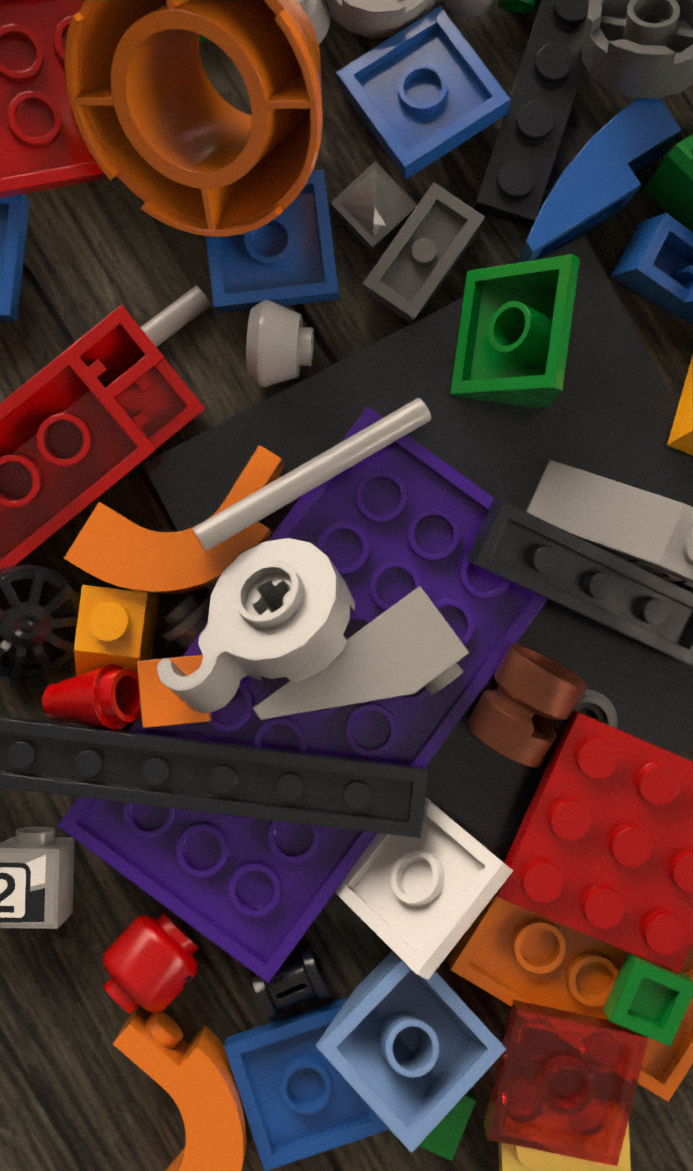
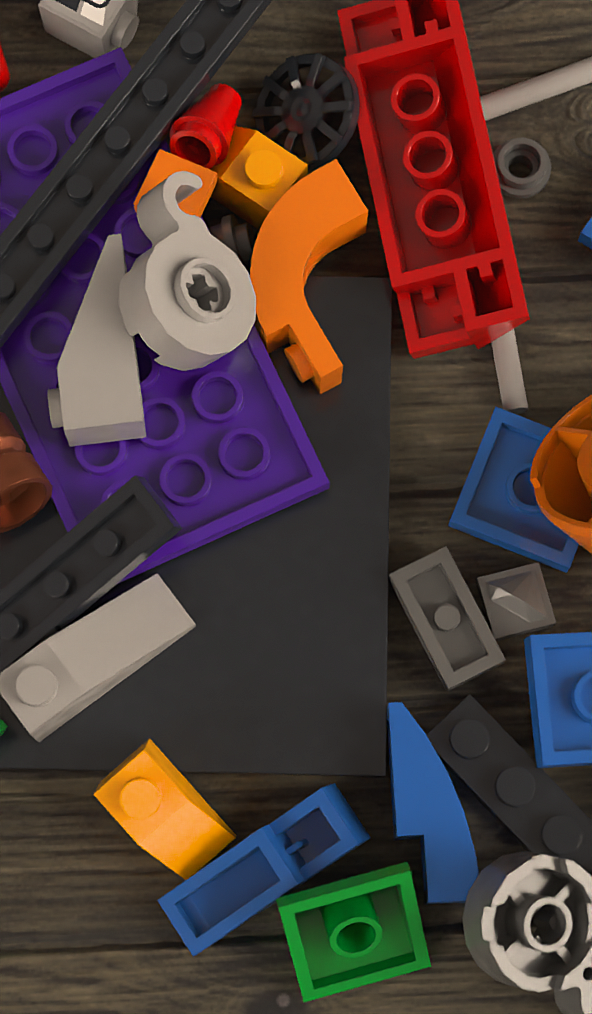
camera: 120 degrees right, 10 degrees down
(276, 344) = (432, 442): light grey cone -> none
(311, 474) = (292, 396): light grey bar -> none
(516, 332) = (323, 647): green slope -> none

